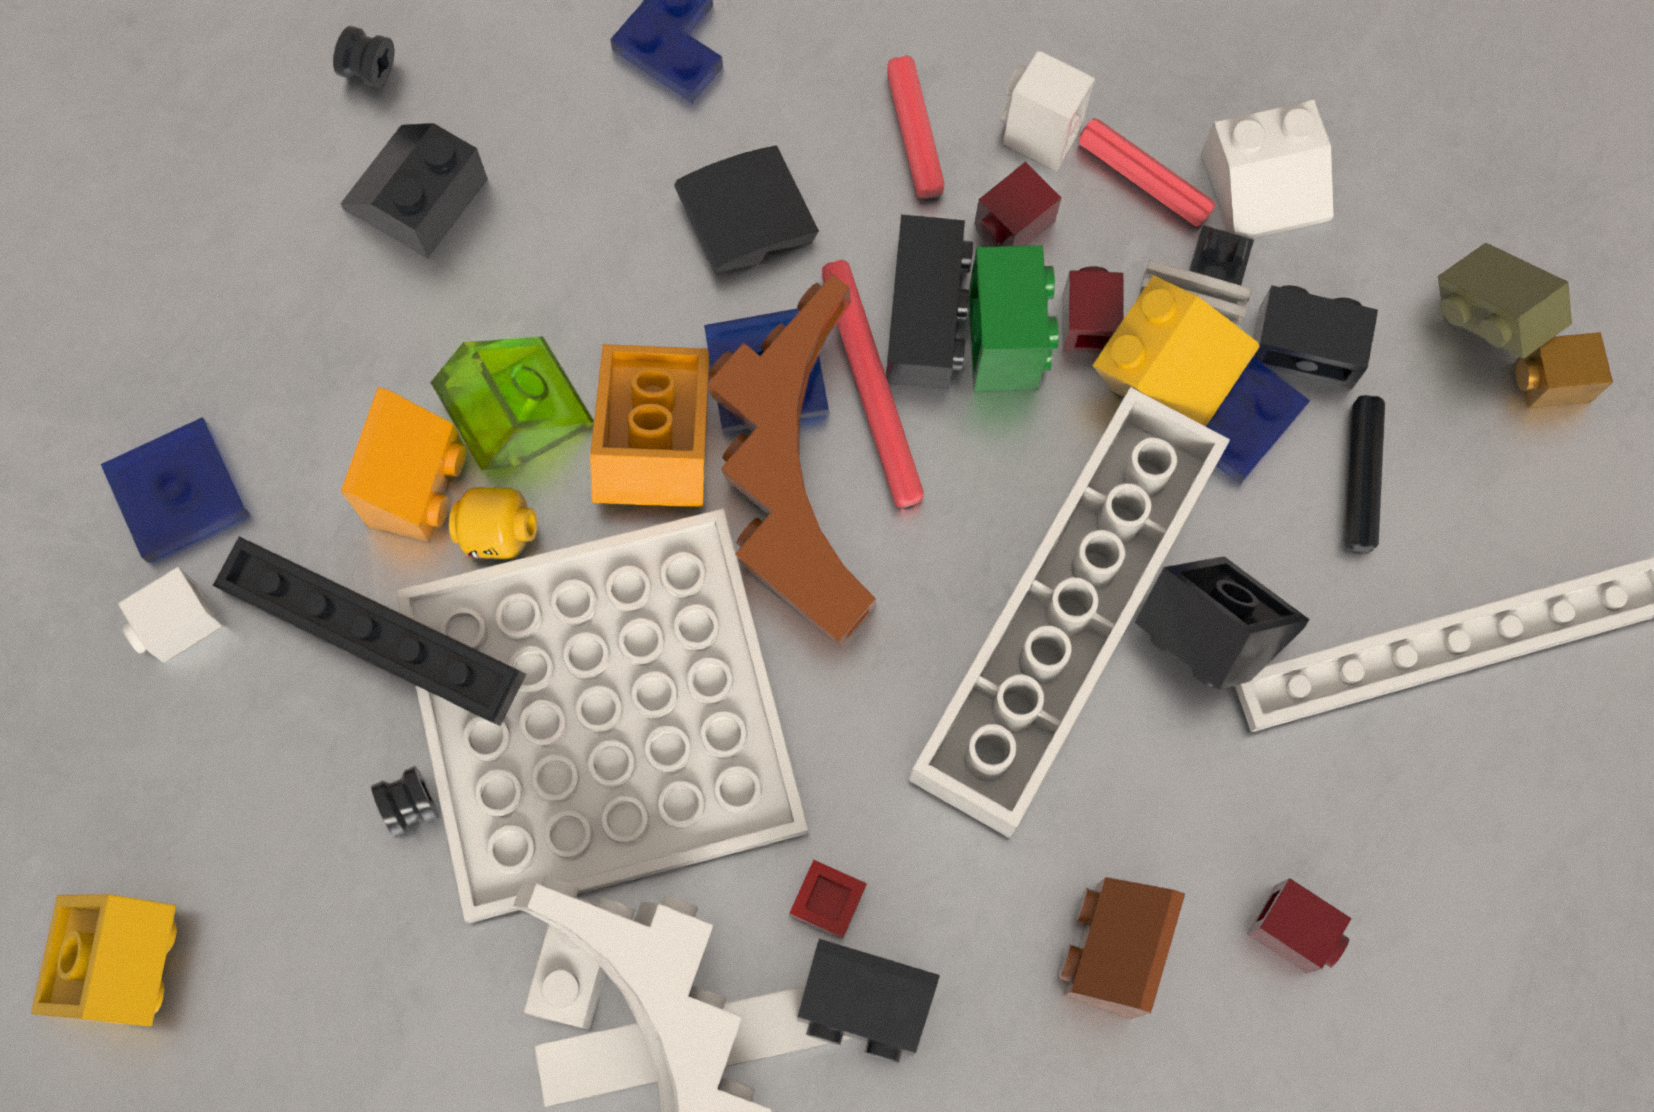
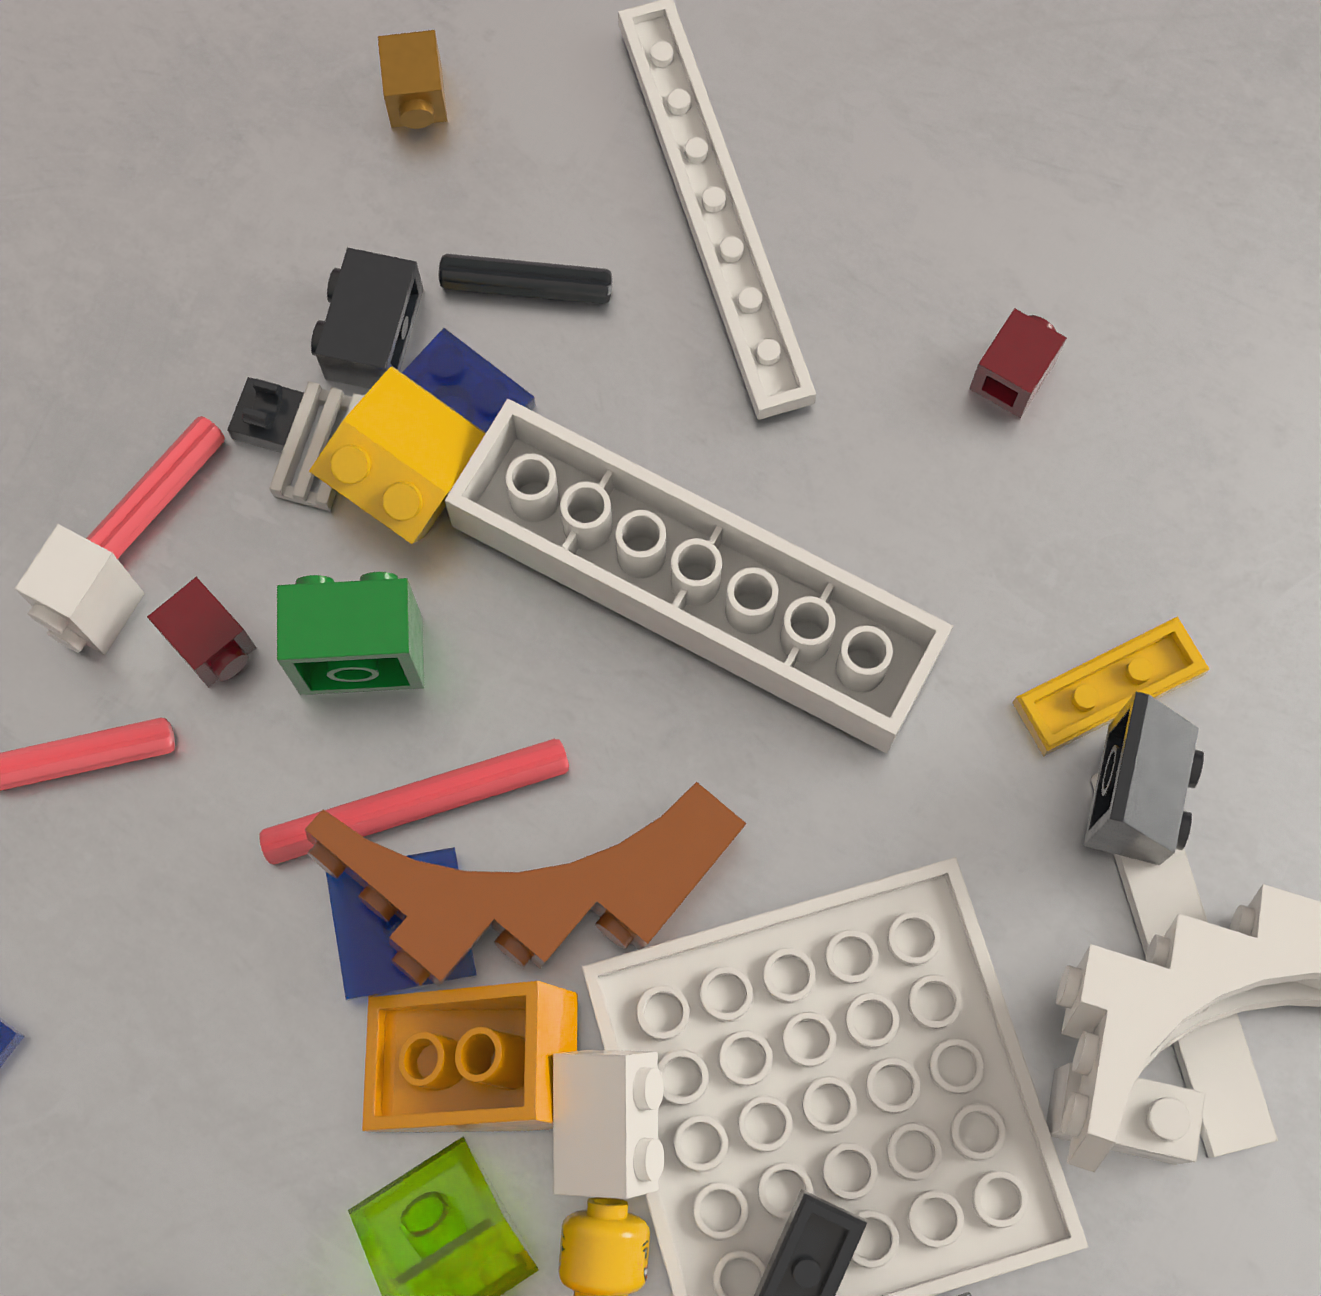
camera: 90 degrees left, 0 degrees up
(590, 518) = (606, 1123): none -> white brick
(745, 208) = (183, 958): black slope -> none
(828, 899) = (1027, 836): red plate -> none
(928, 302) = (316, 734): black brick -> none
(973, 996) = (1102, 686): none -> yellow tile
(1091, 308) = (331, 544): dark red brick -> none
(1121, 946) = (1062, 525): dark orange slope -> none
(1218, 620) = (704, 422): black slope -> none
(1271, 170) = (163, 354): white slope -> none
(1505, 300) = (338, 124): olive brick -> none

